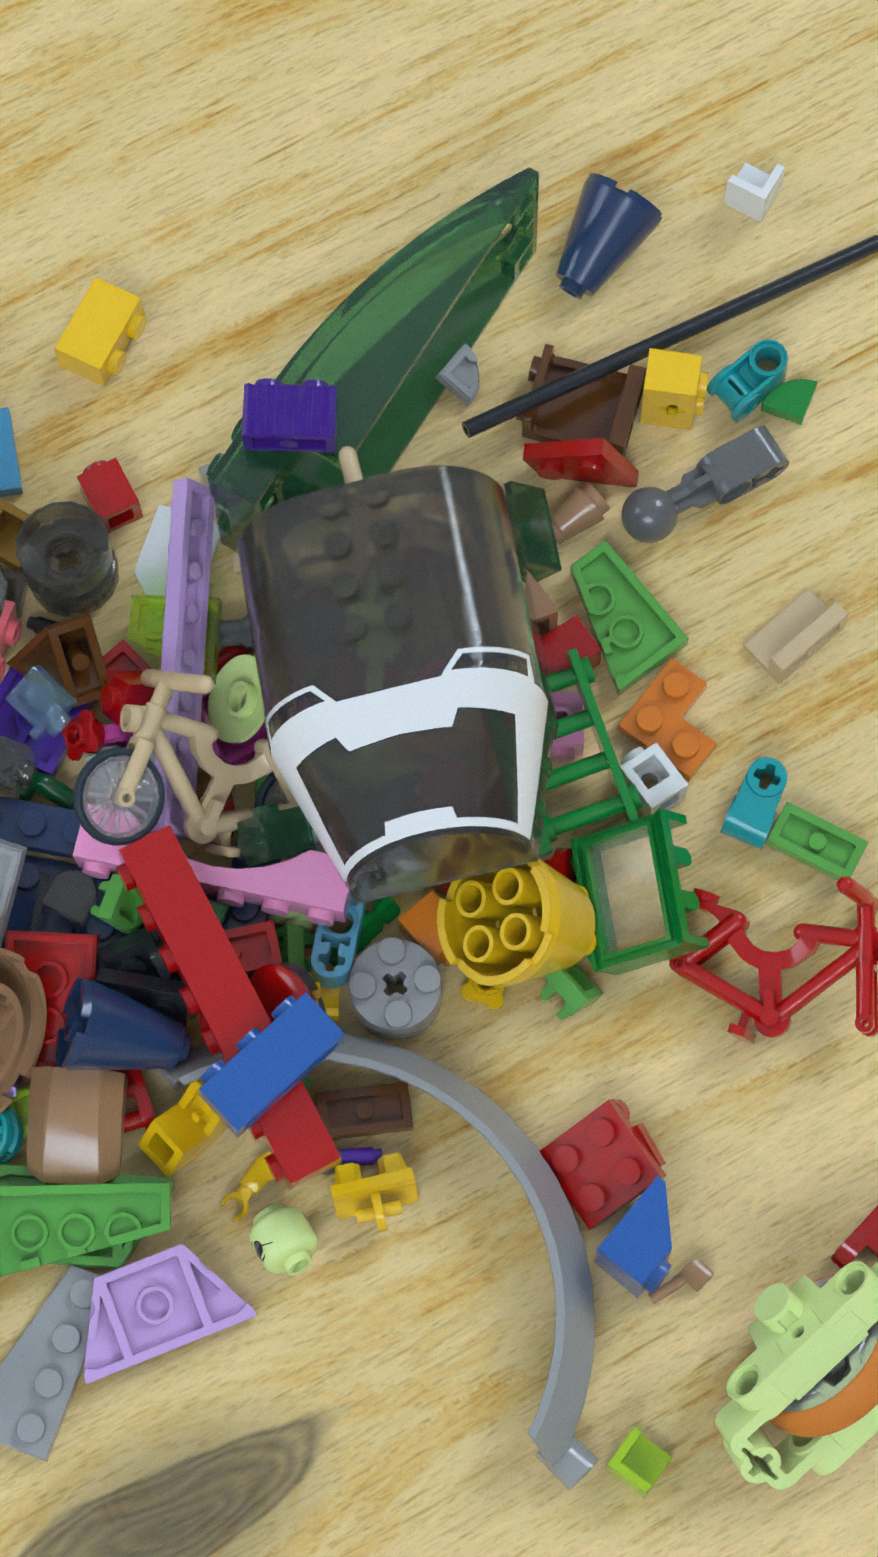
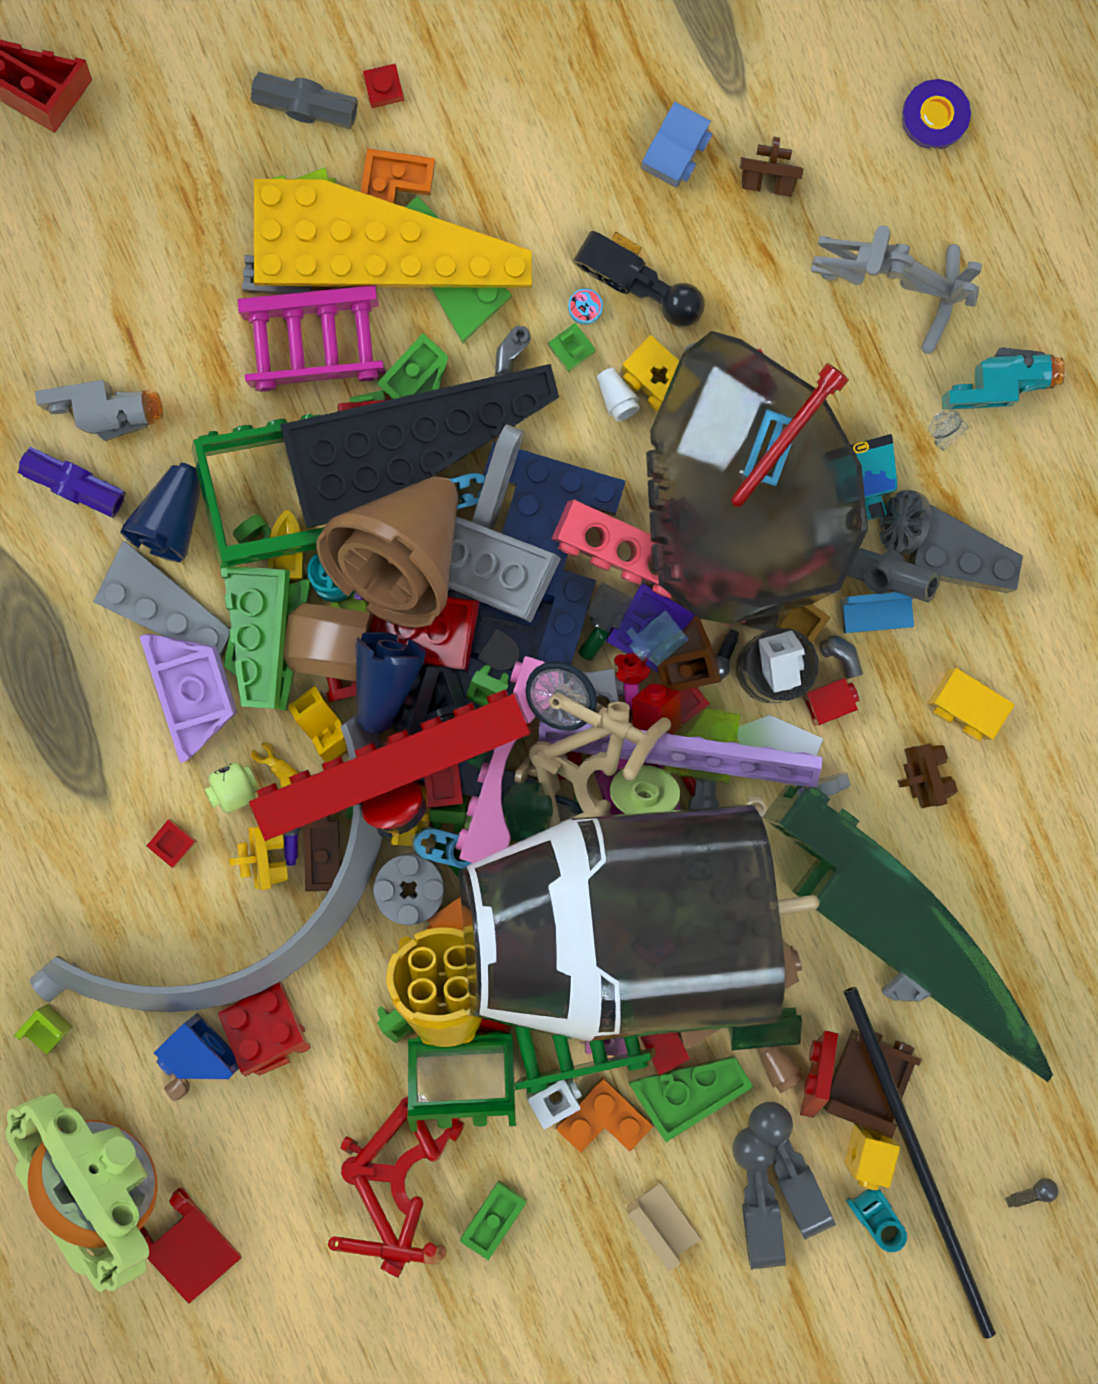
camera: 90 degrees right, 15 degrees up
(48, 483) = (843, 651): none -> flat silver arm
(57, 542) = (782, 660): none -> white brick
(194, 375) = (923, 775): none -> reddish brown hips
(270, 1063) = (333, 796): blue brick -> none
(290, 416) = (847, 860): dark purple brick -> none
(366, 1315) = (171, 843): none -> red plate
(603, 234) = (1012, 1115): dark blue cone -> none
(694, 196) = (1043, 1191): none -> piece
(753, 807) = (524, 1175): teal piece -> none
(754, 190) = (1043, 1241): white panel -> none
(765, 515) = (760, 1208): none -> dark grey beam
(790, 400) = (859, 1246): green tile -> none

